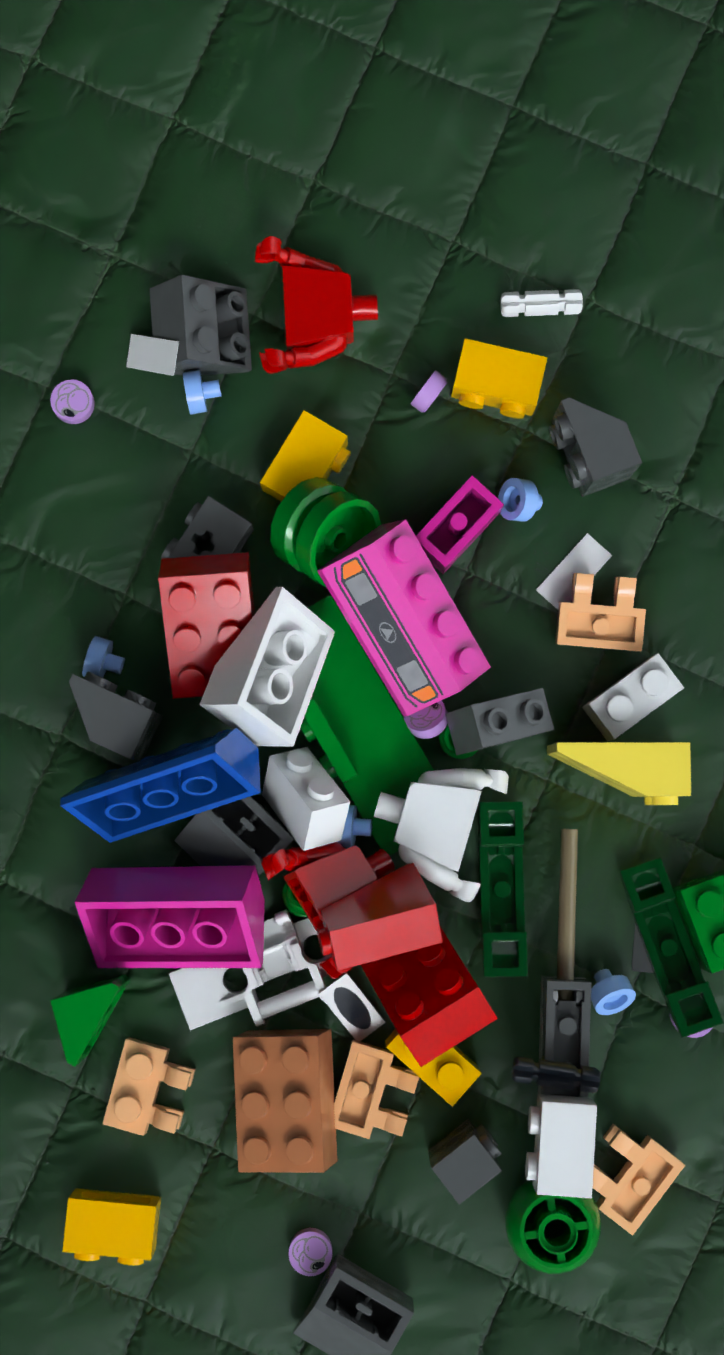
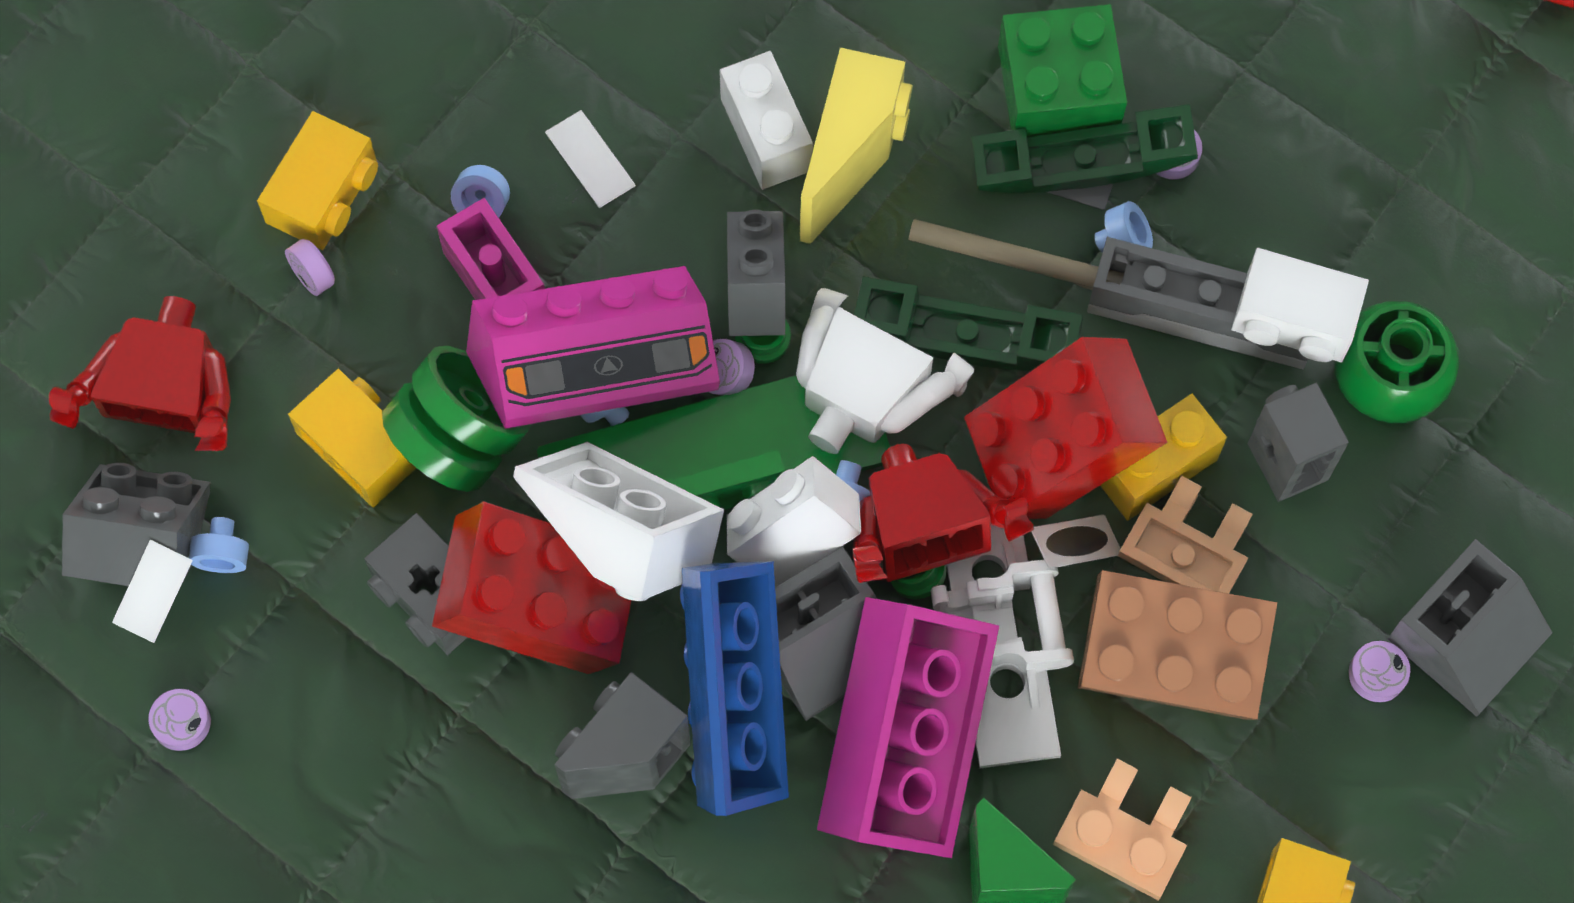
camera: 75 degrees left, 15 degrees down
(100, 658) = (538, 755): light blue tile -> none
(380, 920) = (972, 446): slope -> none
(541, 303) = (237, 113): white axle -> none
(555, 1074) = (1211, 299): black axle -> none
(595, 446) = (439, 85): dark grey slope -> none
(601, 625) = (666, 137): light nougat plate -> none
(639, 1182) = (1366, 250): light nougat plate -> none

